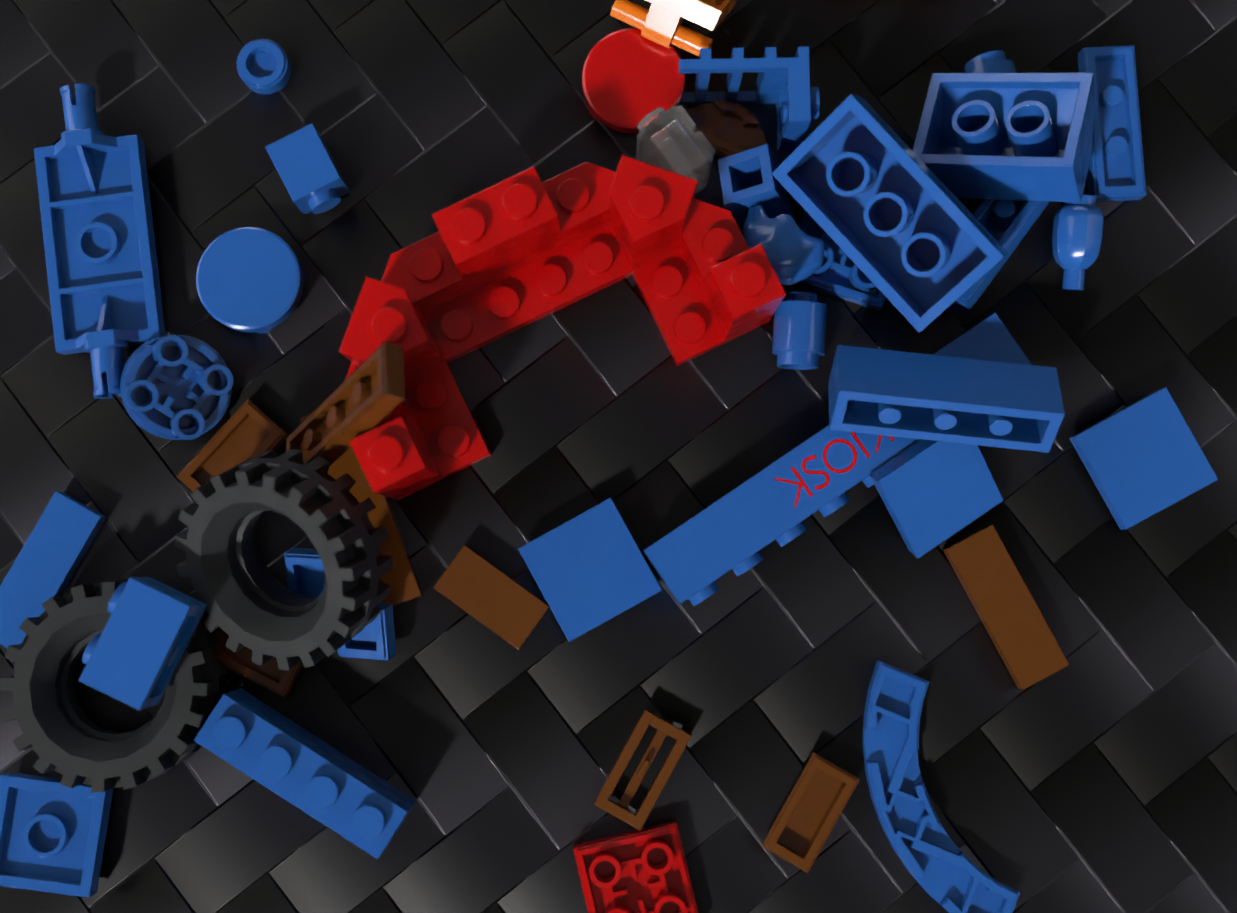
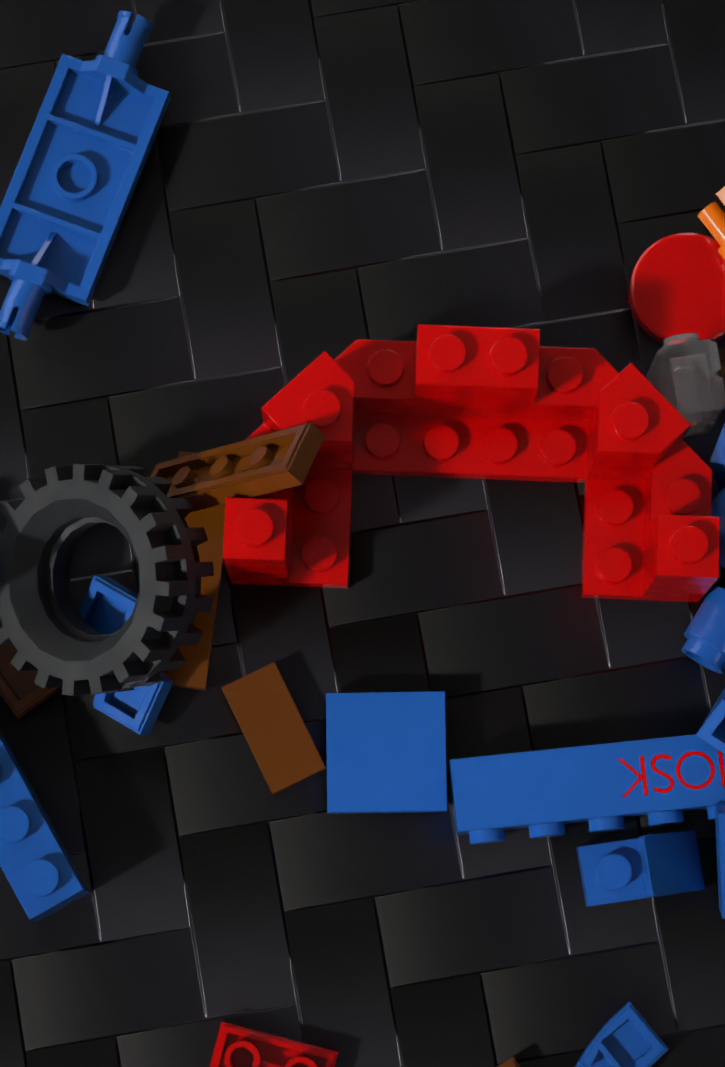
camera: 30 degrees right, 5 degrees down
(176, 387) = (76, 357): blue tile -> none
(239, 439) = (109, 440): reddish brown tile -> none
(250, 279) = (203, 290): blue tile -> none
(264, 66) = (327, 87): blue tile -> none
(308, 170) = (317, 213): blue brick -> none
(620, 808) = (375, 952): reddish brown tile -> none
(834, 553) = (640, 868): none -> blue slope

